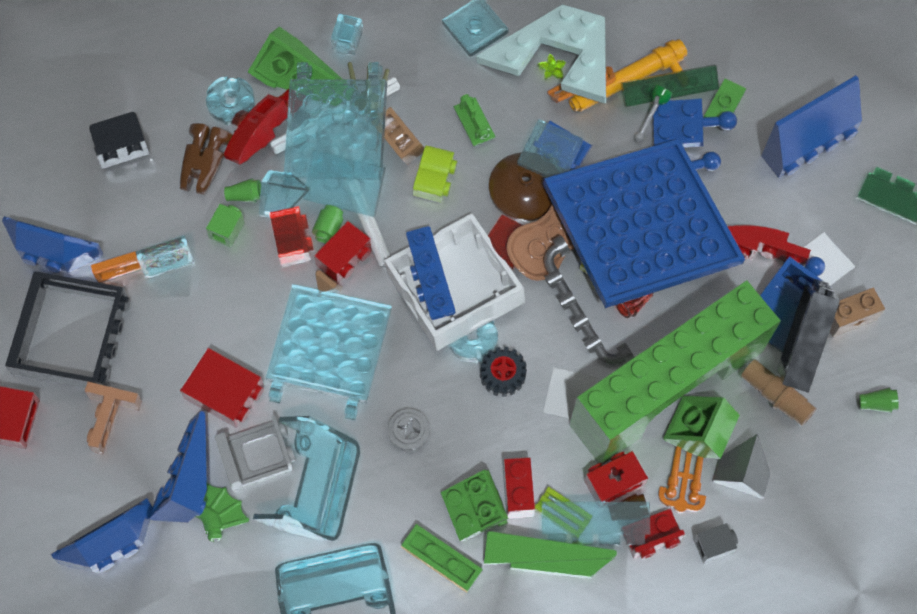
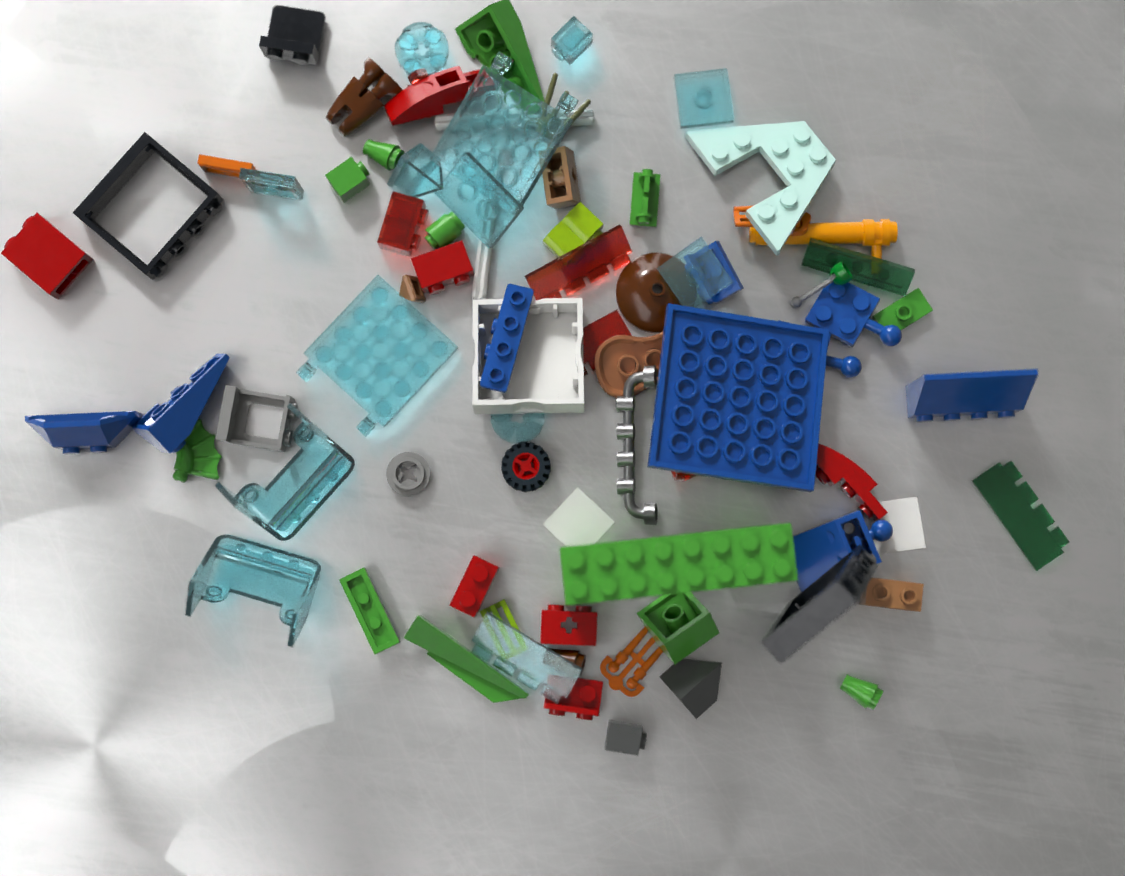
camera: 30 degrees right, 15 degrees up
(50, 248) = (172, 112): blue wedge -> none
(107, 411) = (143, 308): nougat bracket -> none
(223, 388) = (260, 341): red brick -> none
(454, 190) = (587, 261): none -> clear red windscreen
(474, 505) = (426, 580): bright green plate -> none
(552, 67) = (755, 183): clear neon green plant -> none
(781, 396) = (764, 616): medium nougat piece -> none

